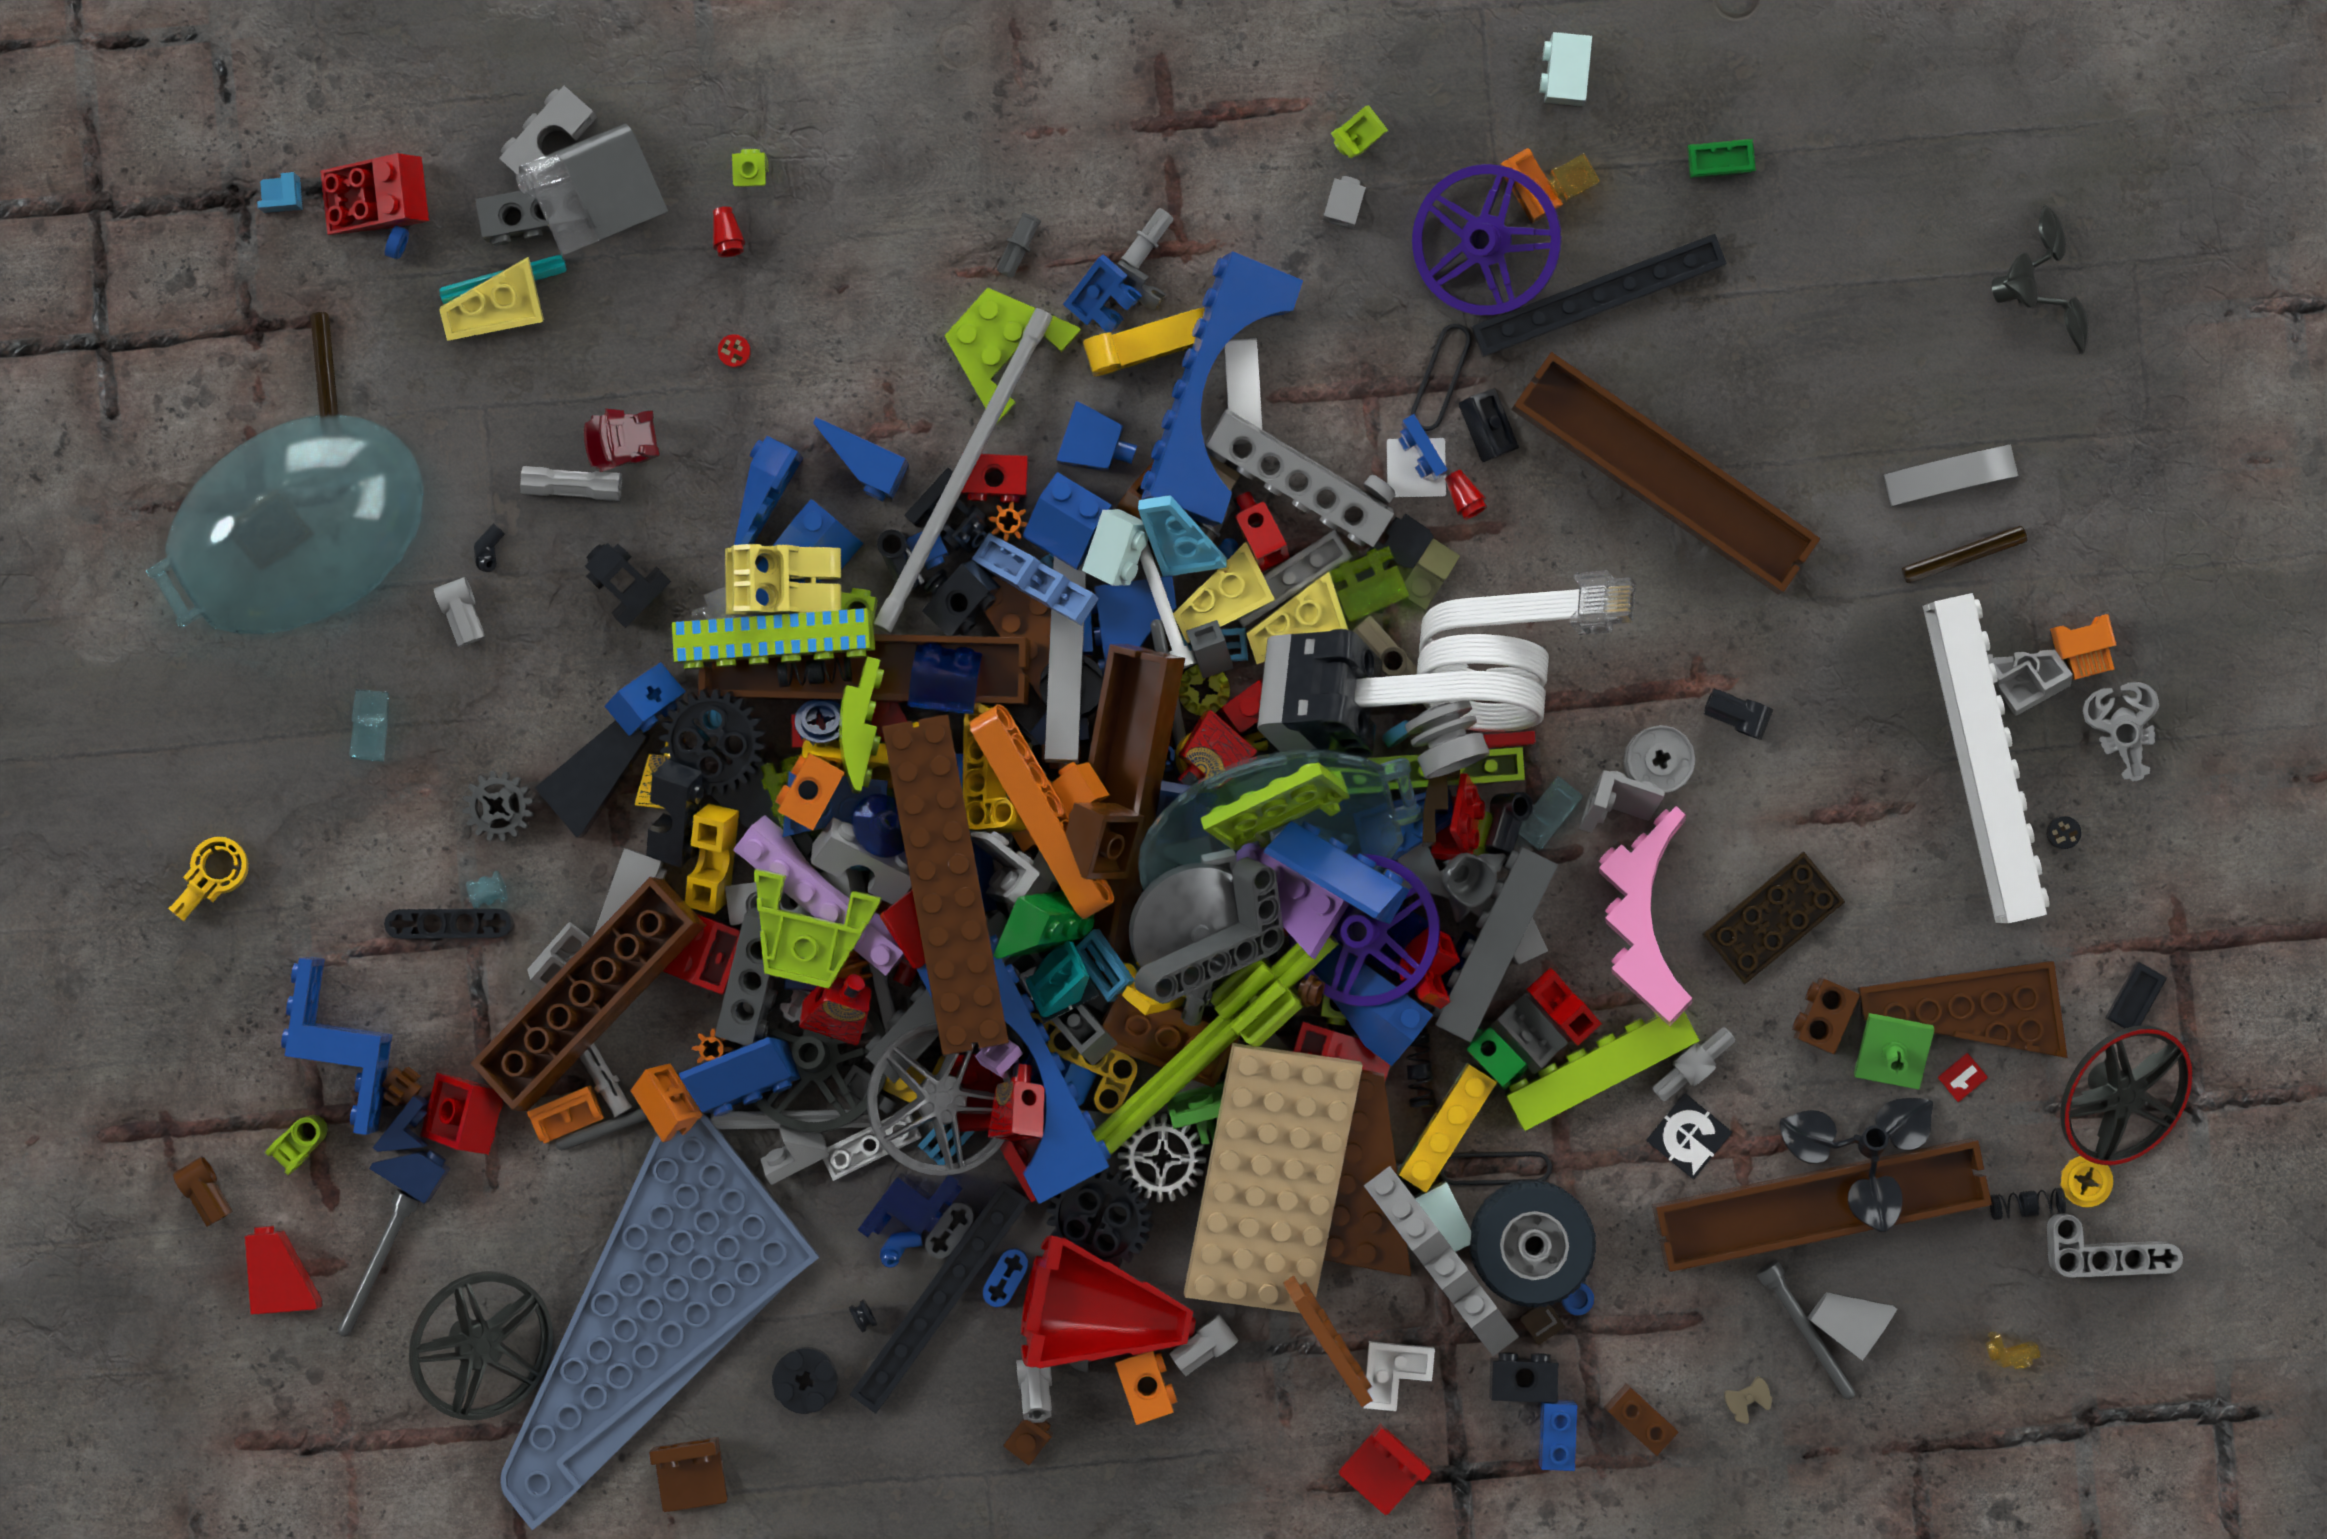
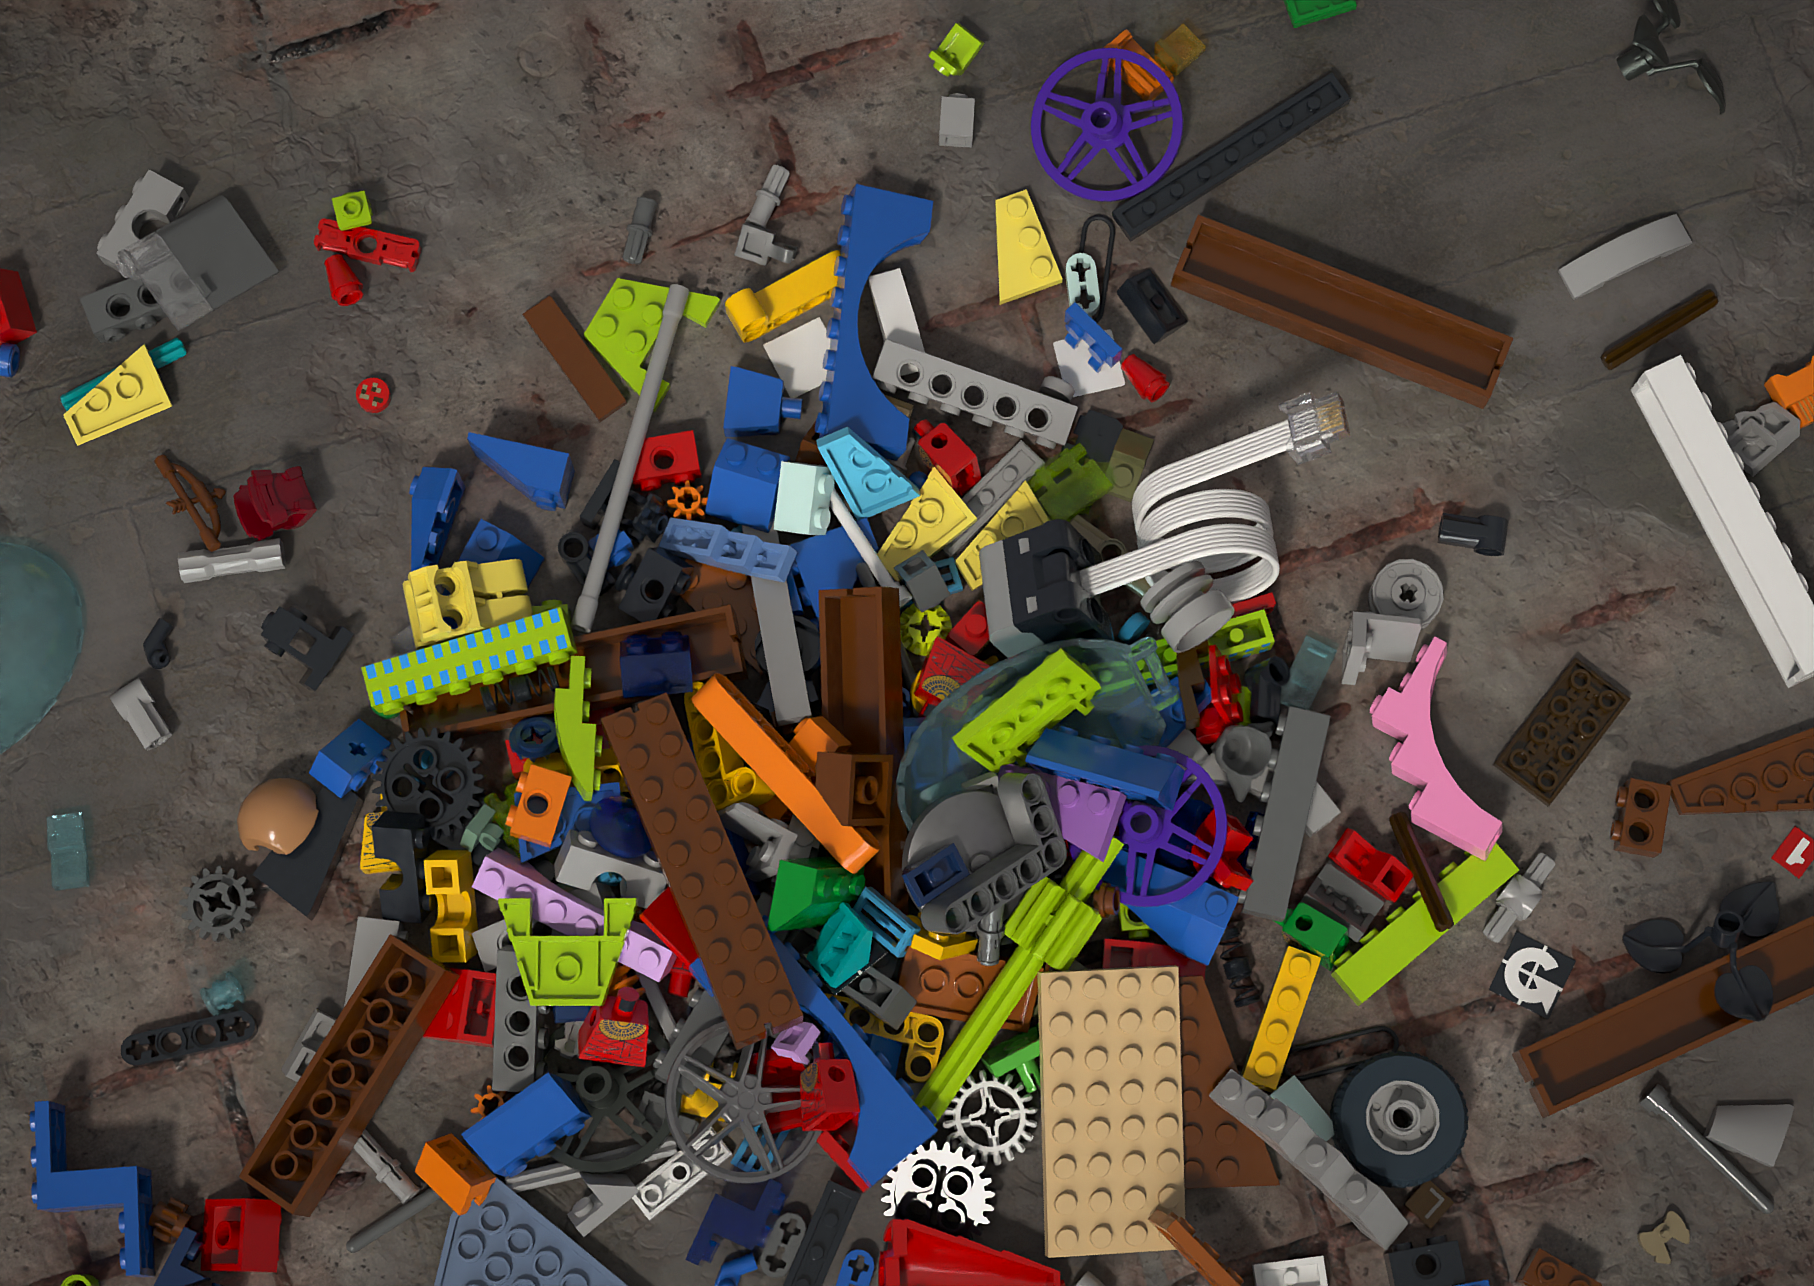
camera: 15 degrees left, 10 degrees down
(555, 415) = (208, 535): none -> reddish brown piece
(566, 1114) = (351, 1212): orange hinge -> none
(568, 738) = (277, 815): none -> medium nougat cylinder
(753, 797) = (482, 830): none -> sand green tile
(778, 210) = (390, 248): none -> red piece
(931, 357) = (574, 358): none -> reddish brown tile
(1095, 290) = (727, 254): blue plate -> none
(1144, 401) = (800, 357): none -> white sticker
(1156, 940) = (935, 874): none -> dark blue slope
(1378, 344) = (1022, 249): none -> light yellow wing
(1419, 390) = (1090, 282): none -> light aqua beam
(1580, 1301) = (1461, 1172): blue tile -> none
(1608, 1022) = (1421, 871): none -> dark brown axle
(1894, 1051) = (1720, 838): bright green tile -> none

